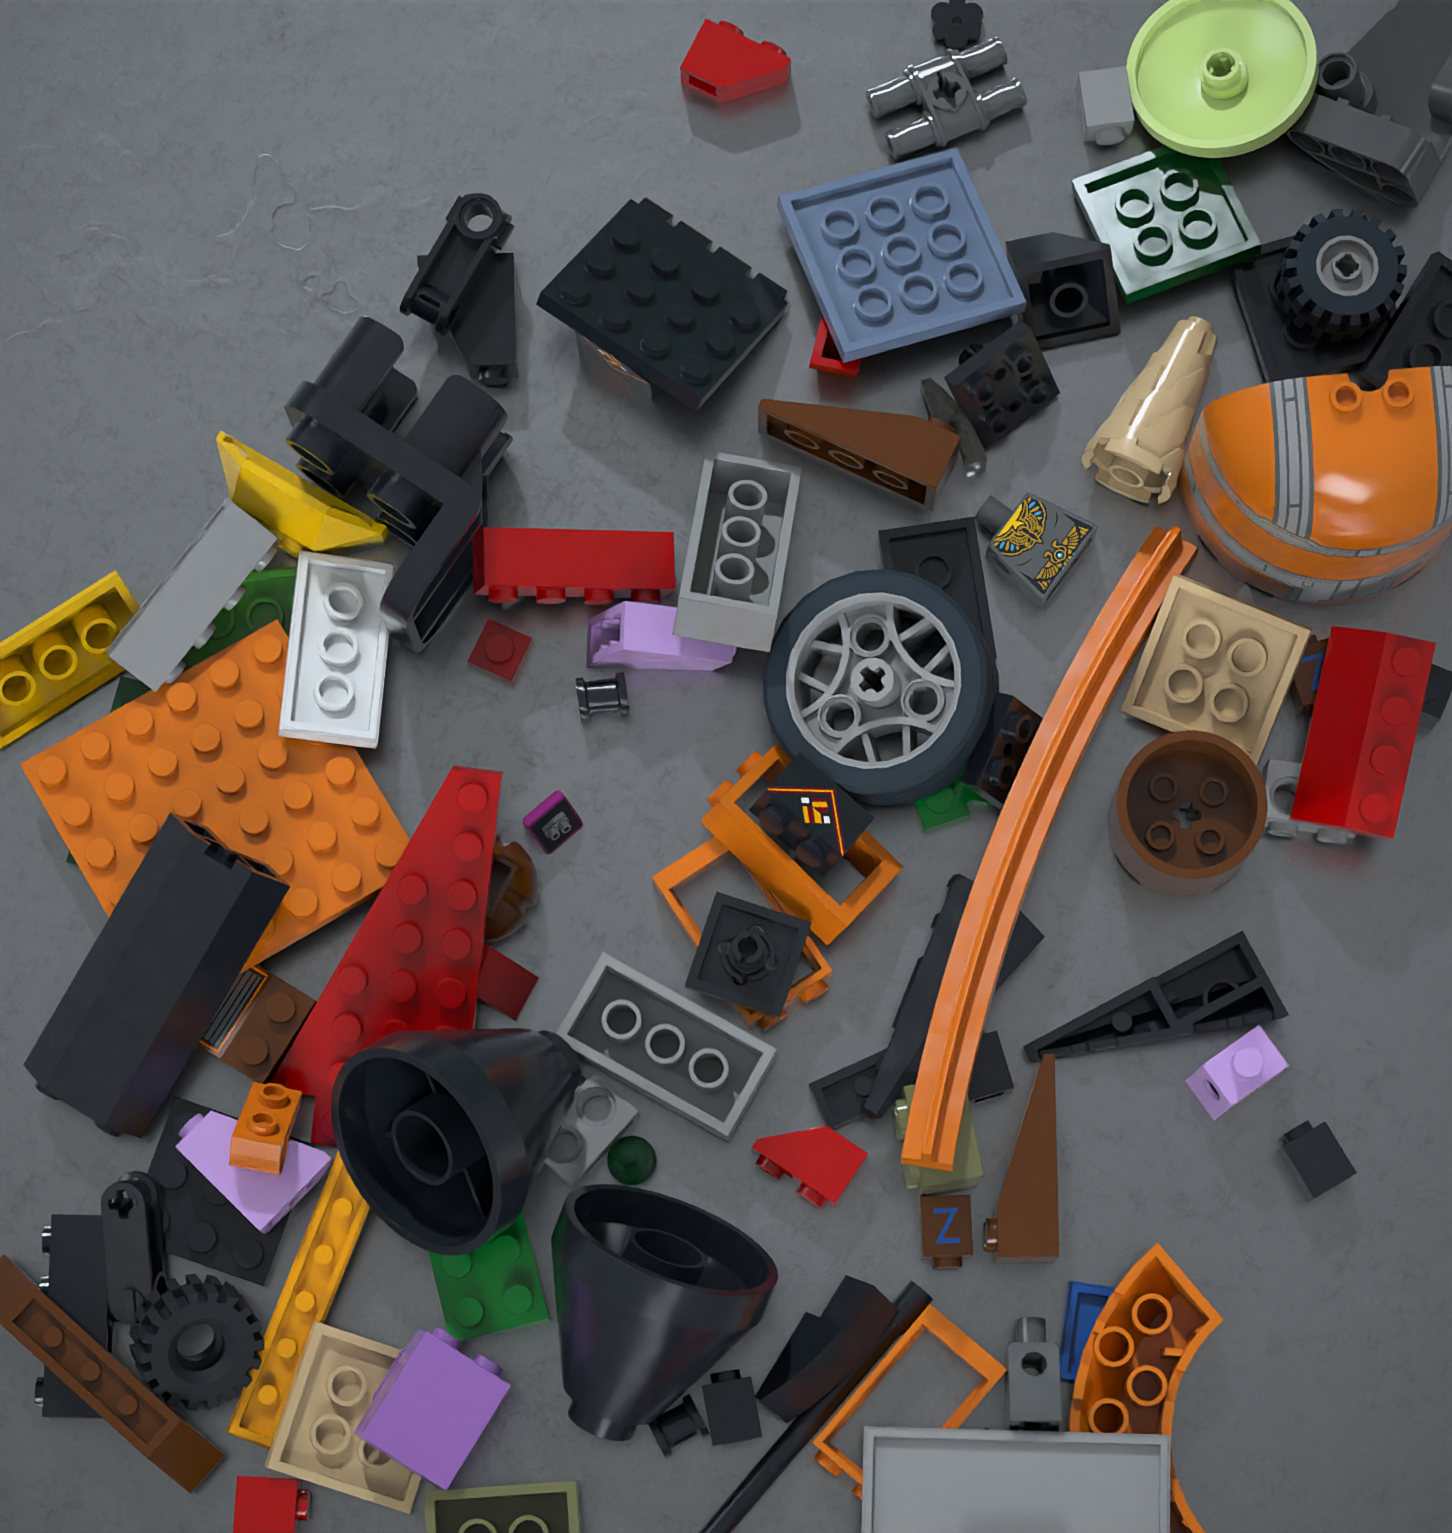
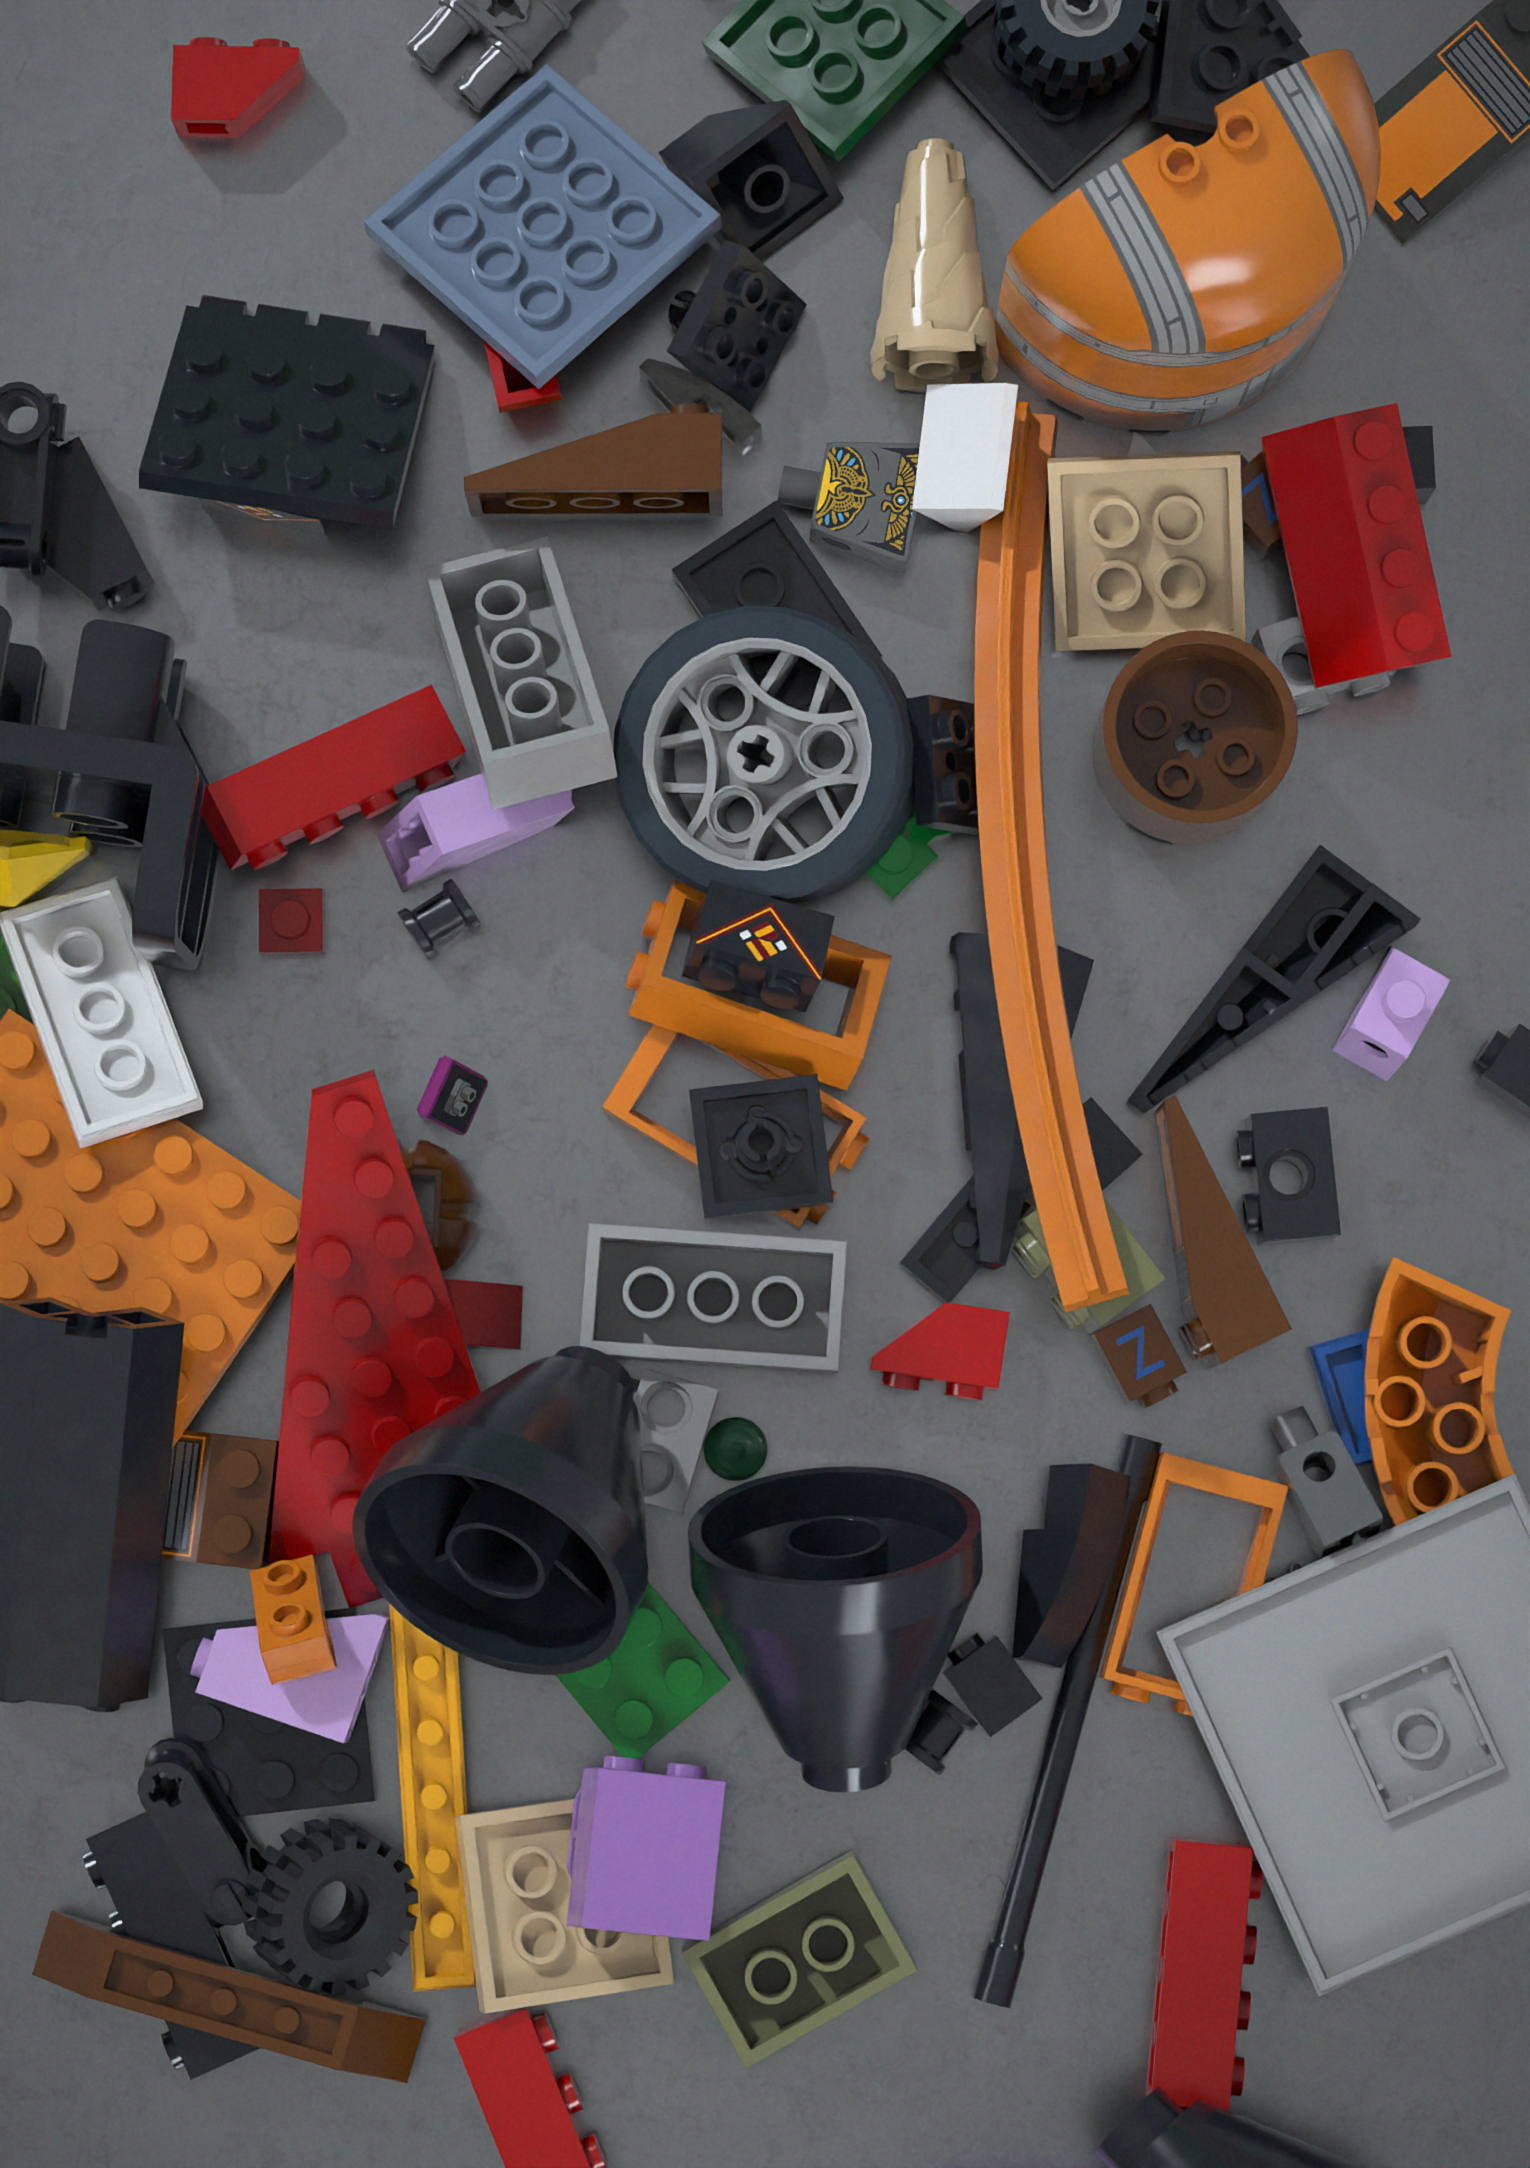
camera: 30 degrees left, 5 degrees up
(1118, 542) = (964, 453): none -> white slope
(1133, 1132) = (1305, 1140): none -> black brick

